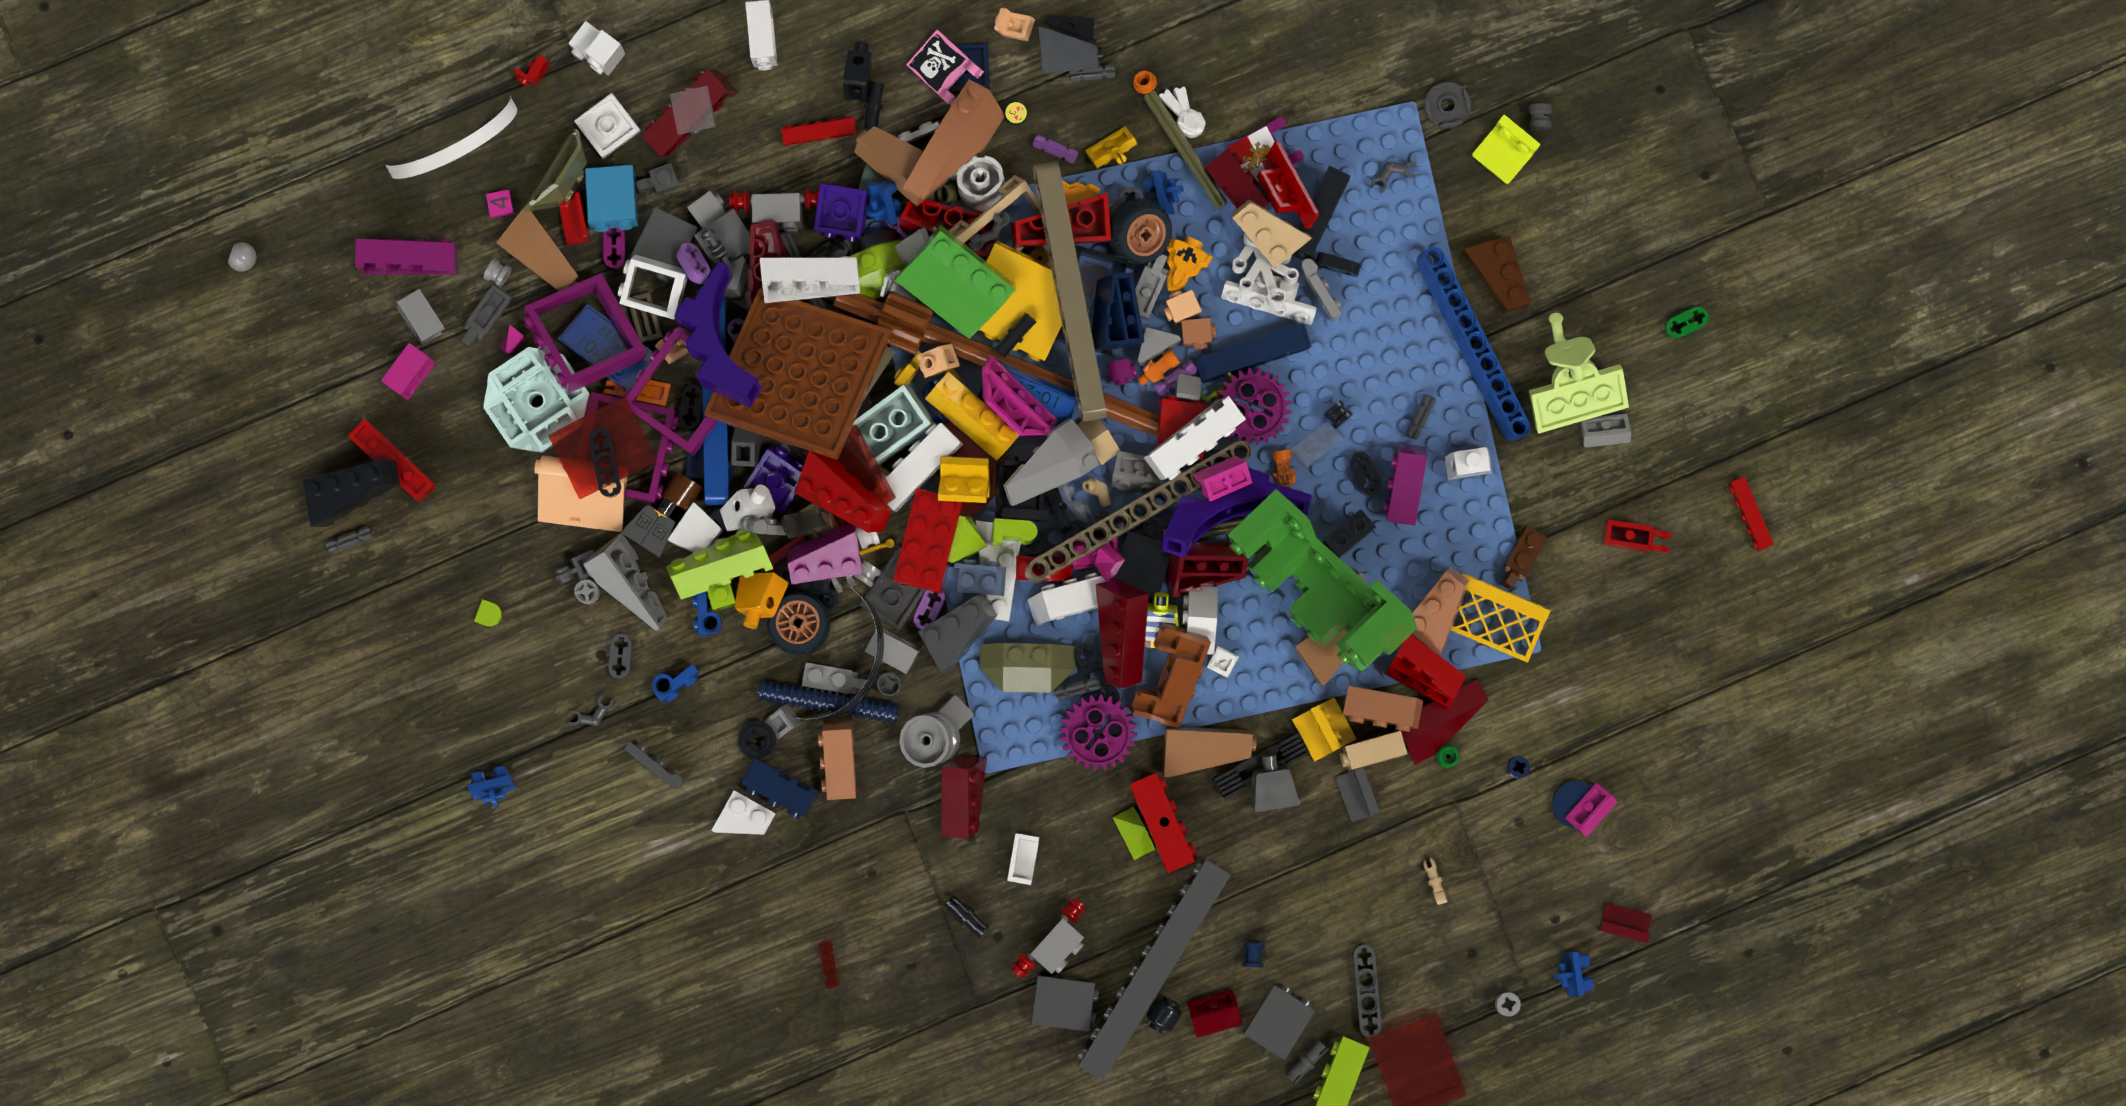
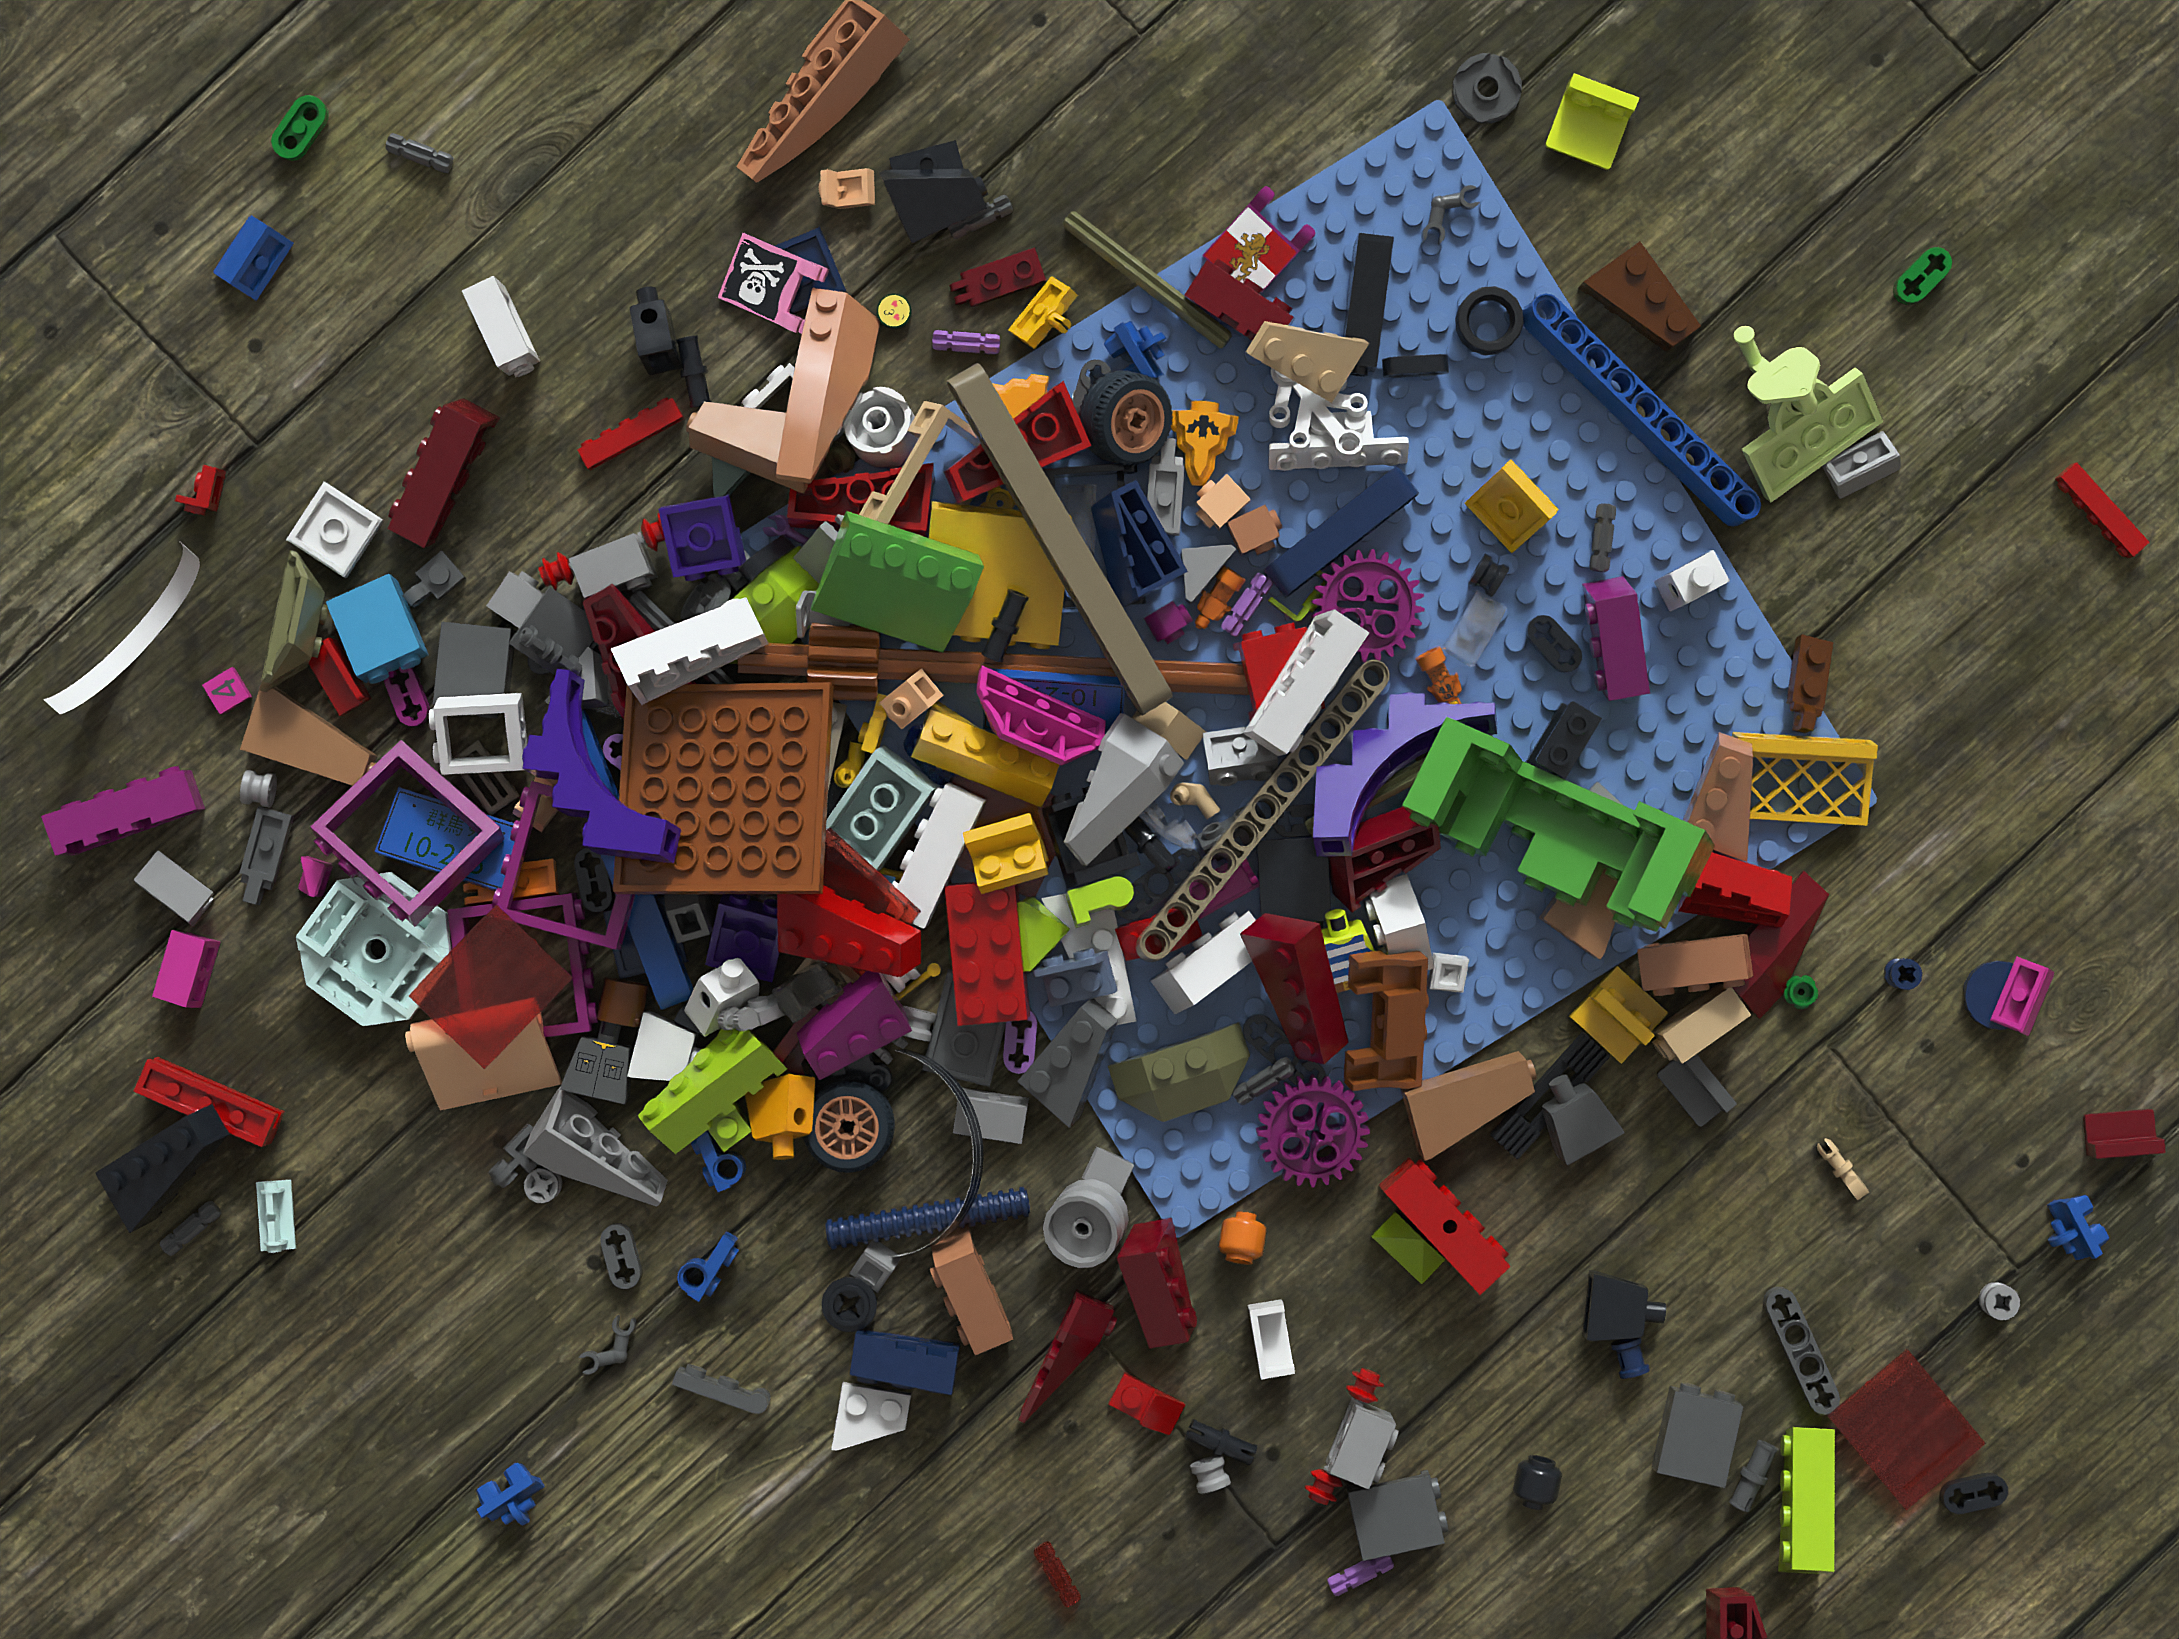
camera: 20 degrees left, 5 degrees up
(407, 550) = (276, 1215): none -> light aqua hinge
(488, 614) = (419, 1261): lime tile -> none
(597, 48) = (284, 427): white brick -> none
(614, 468) = (486, 1006): black beam -> none
(692, 110) = (444, 468): clear piece -> none
(693, 263) = (527, 687): medium lavender beam -> none
(831, 679) = (922, 1184): light grey hinge -> none
(880, 394) = (850, 768): none -> yellow arm
(881, 203) = (753, 506): blue hips -> none
(891, 682) = (1002, 1170): dark grey wheel -> none
(898, 811) = (1074, 1340): none -> dark red wedge
(927, 874) = (1147, 1404): none -> red slope
(952, 934) = (1210, 1474): none -> light grey wheel
(978, 241) = (907, 511): dark grey arm -> none
(1027, 787) = (1242, 1238): none -> orange head
(1027, 1034) = (1359, 1574): none -> medium lavender axle
(1091, 116) = (999, 278): none -> dark red hinge
(1108, 562) = (1245, 895): dark pink slope -> none
(1141, 78) = (1051, 199): orange plate -> none
(1153, 970) = (1503, 1429): dark grey brick -> none
(1188, 120) = (1137, 236): white piece -> none
(1188, 387) = (1269, 611): light grey slope -> none
(1214, 1013) = (1604, 1453): dark red panel -> none
(1223, 478) = (1364, 723): dark pink hinge -> none
(1257, 919) = (1618, 1308): none -> black torso
(1285, 187) = (1308, 285): red bracket -> none
(1320, 289) = (1402, 409): light grey hinge -> none
(1368, 375) = (1511, 506): none -> yellow bracket
(1398, 270) = (1486, 294): none -> black tyre
(1540, 117) = (1622, 59): dark grey wheel -> none
(1633, 537) = (1951, 601): red hinge -> none

